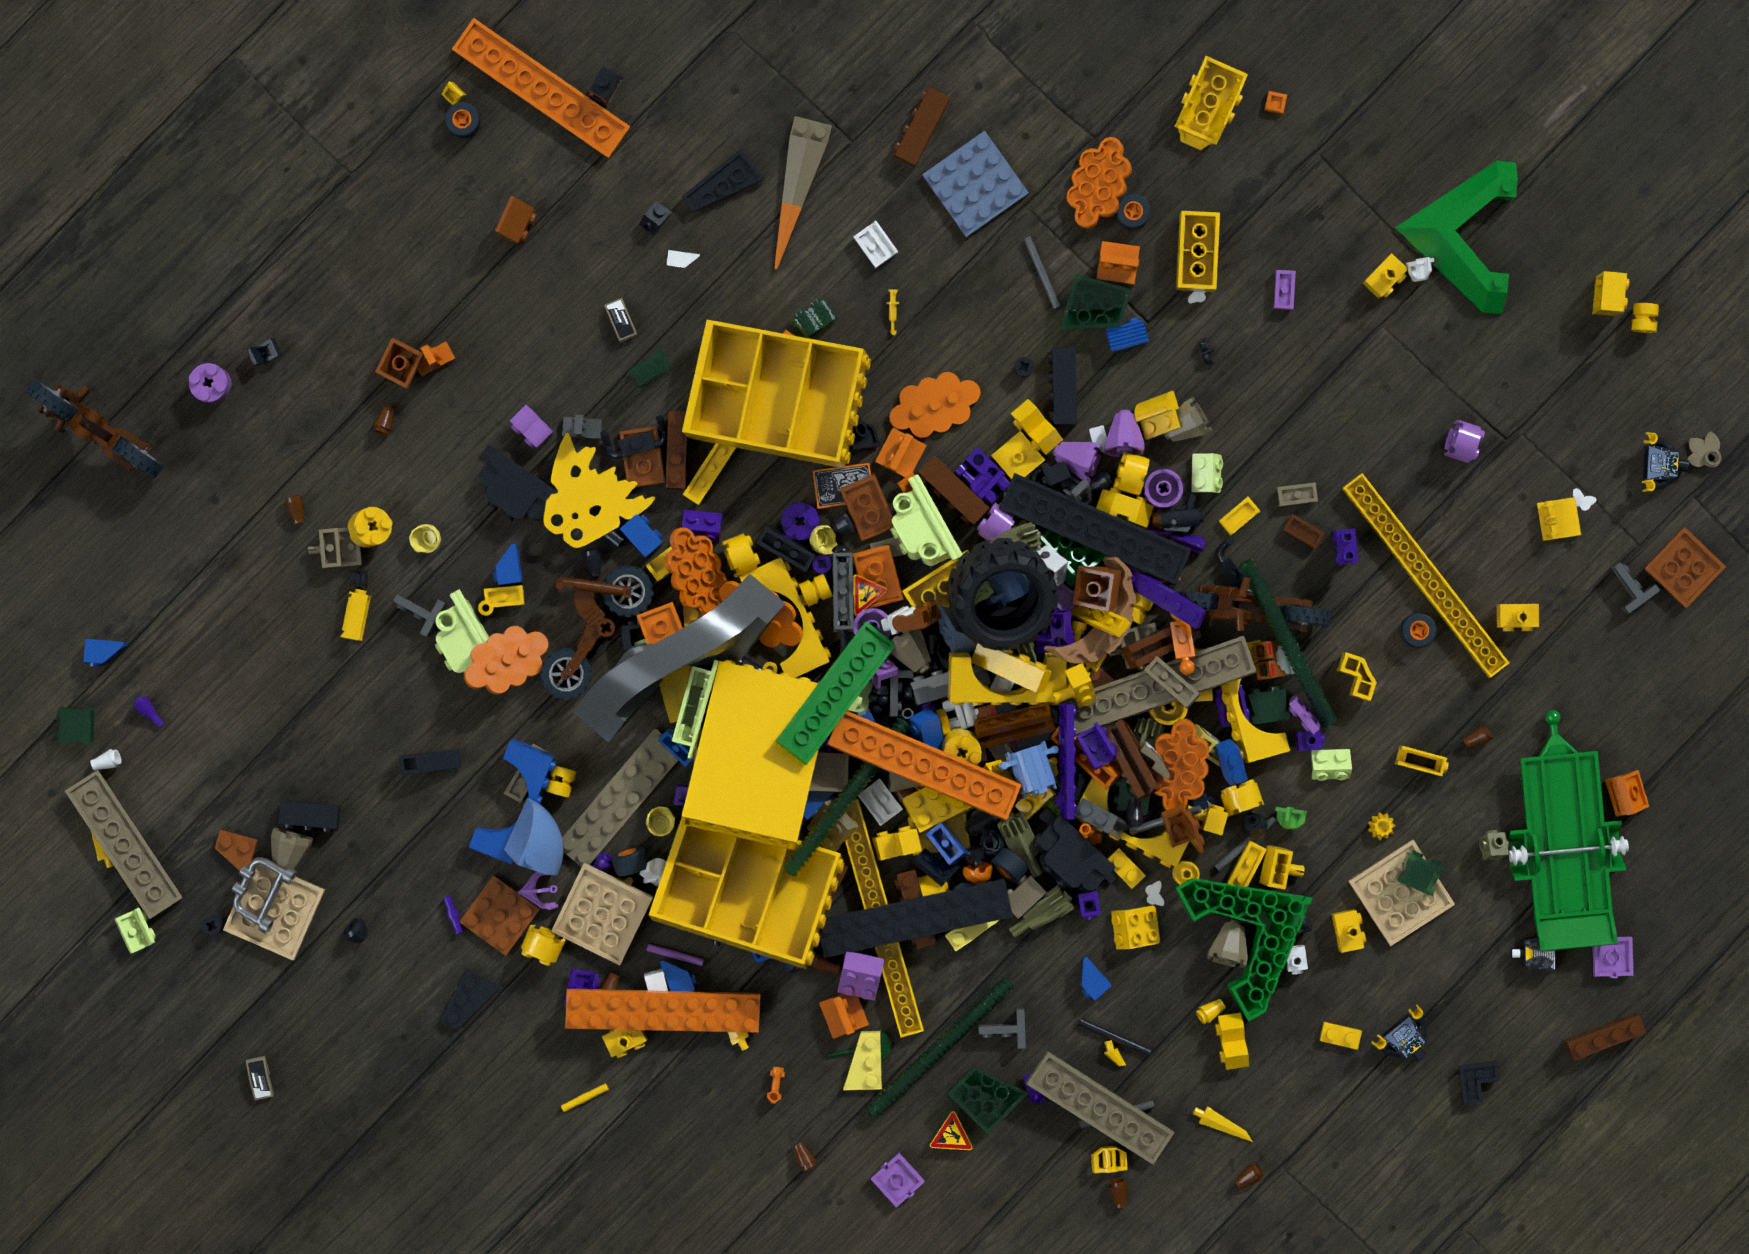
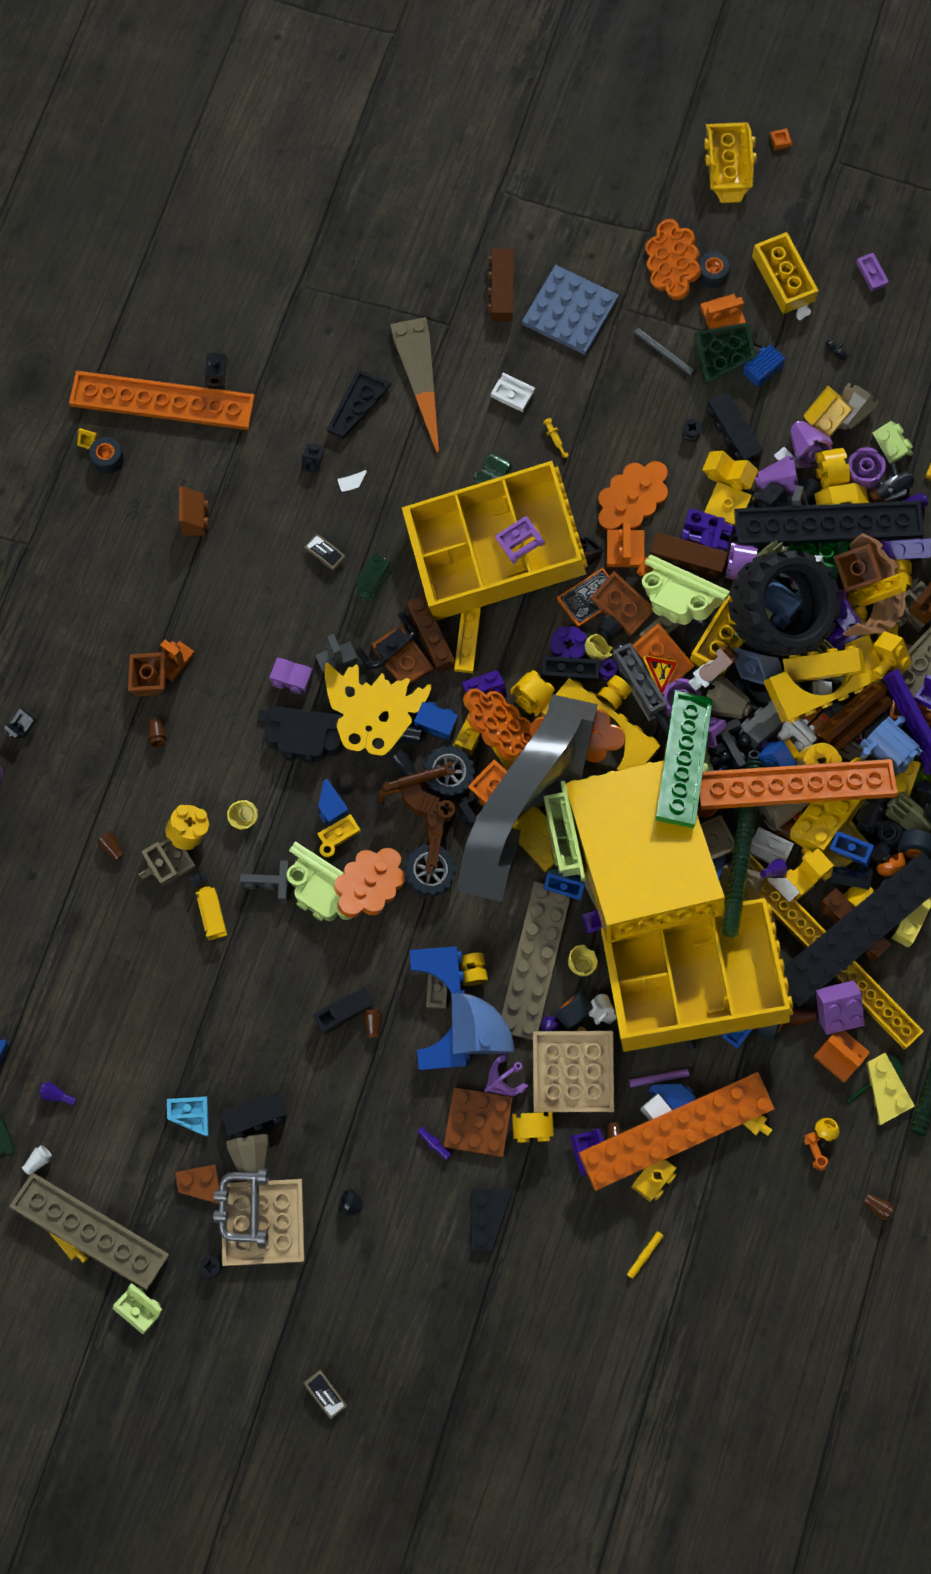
camera: 25 degrees left, 15 degrees down
(255, 785) = (189, 1113): none -> medium azure wing
(451, 783) = (373, 1022): none -> reddish brown cone
(791, 1075) = (827, 1129): none -> yellow plate
(792, 407) = (516, 535): none -> medium lavender plate
(871, 846) = (785, 887): none -> white sticker
(872, 826) = (776, 868): none -> dark purple cone

